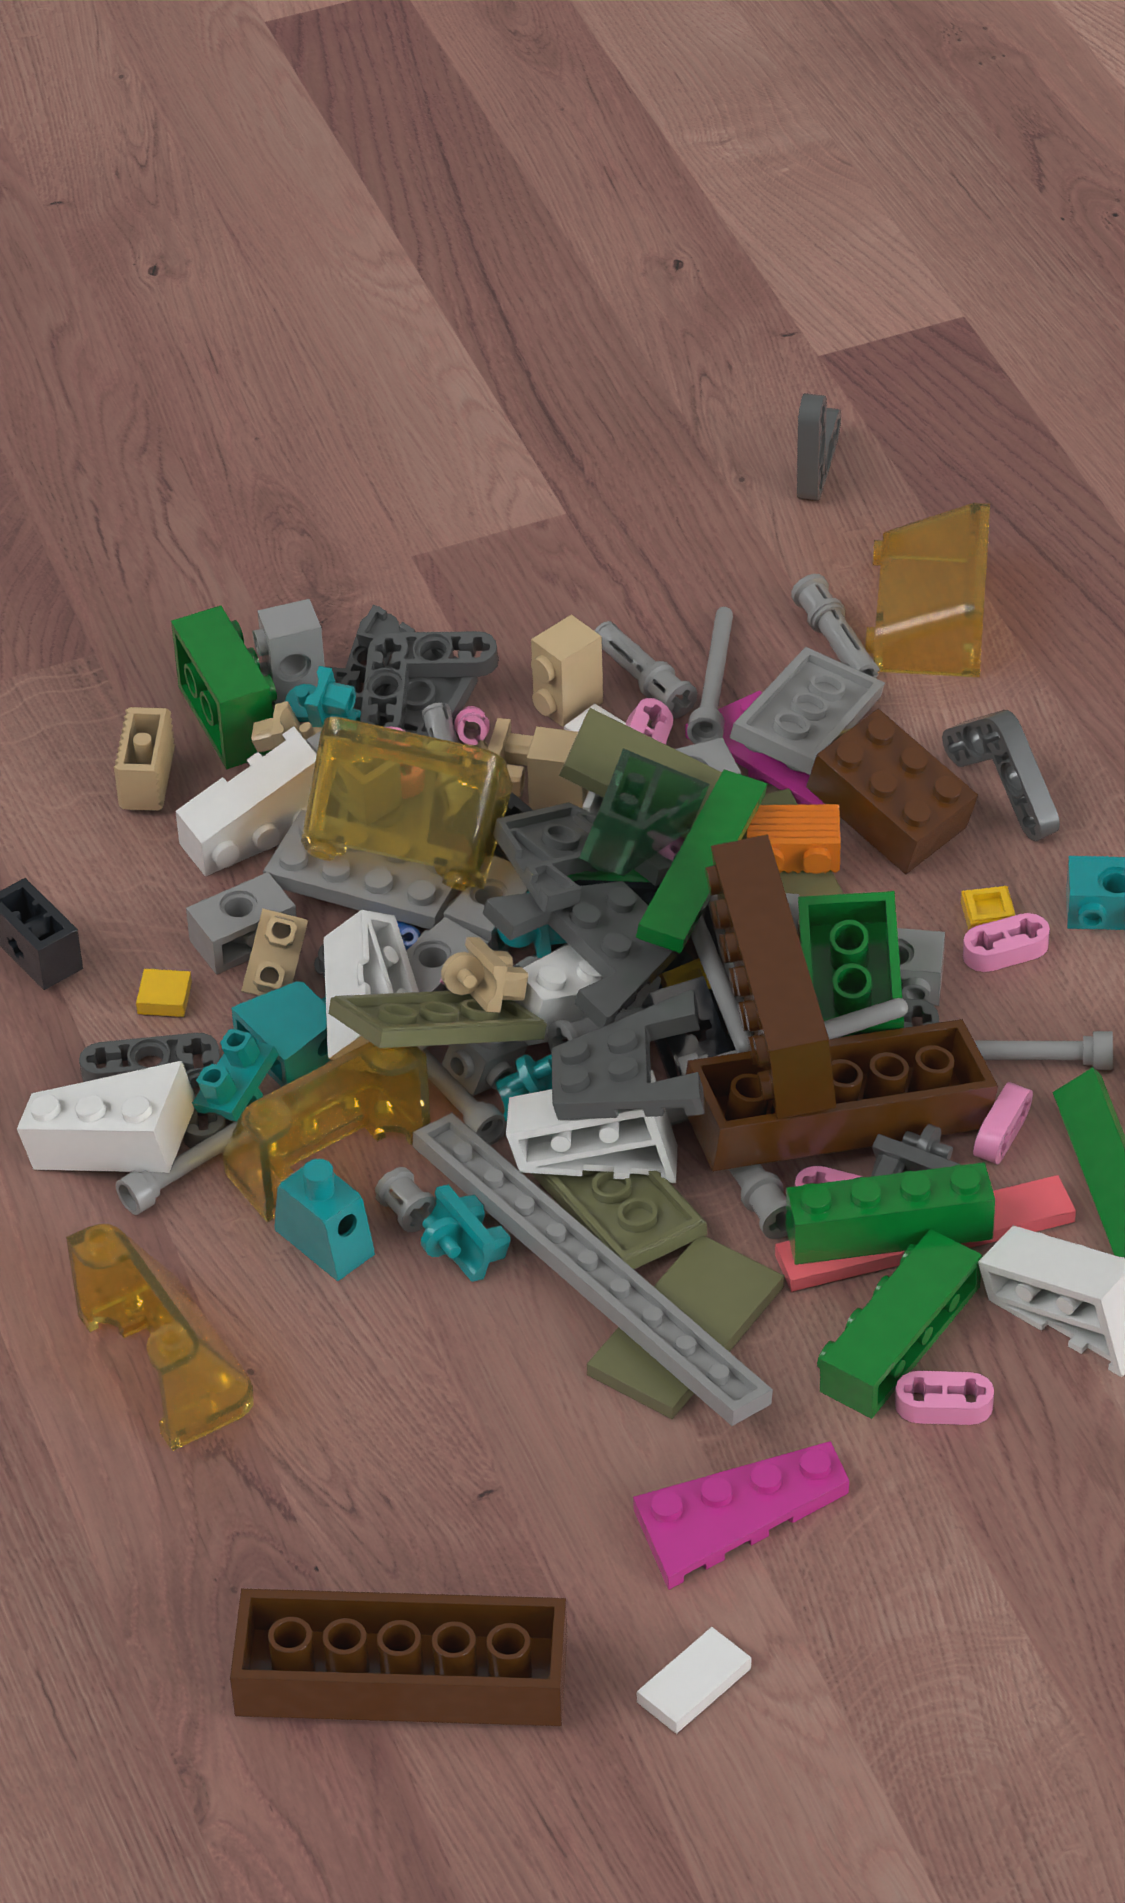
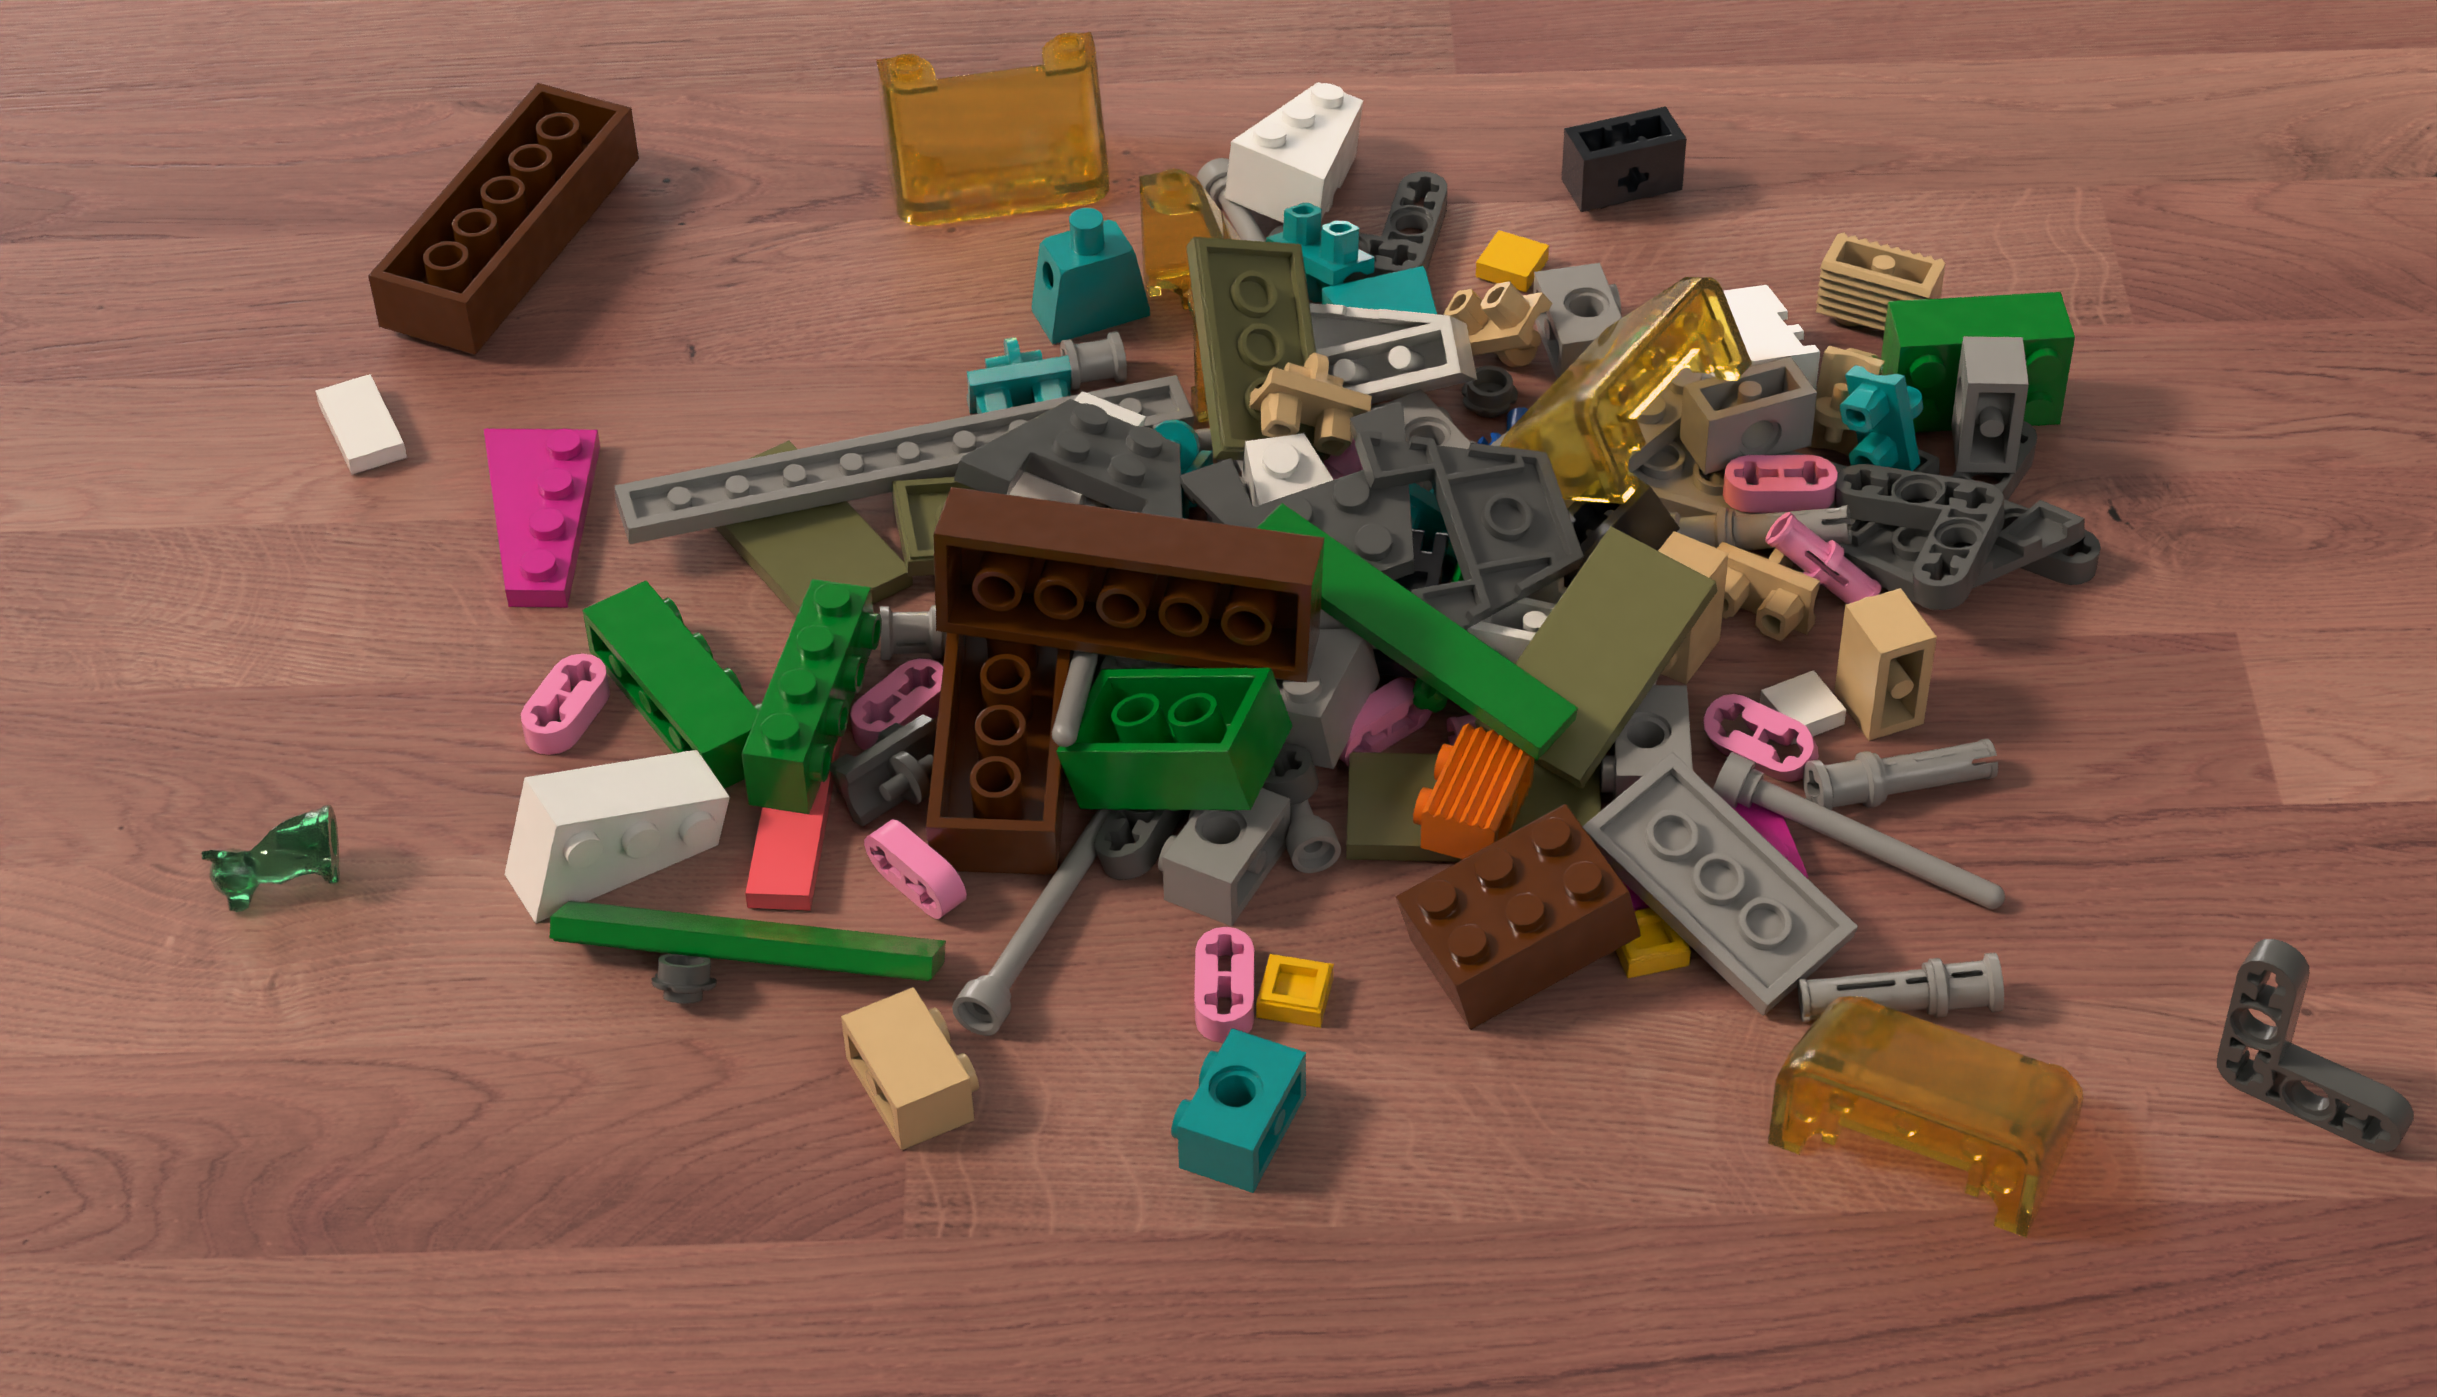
camera: 110 degrees right, 0 degrees up
(641, 813) = (1482, 554): clear green wedge -> none
(1003, 740) = (1443, 1072): dark grey beam -> none

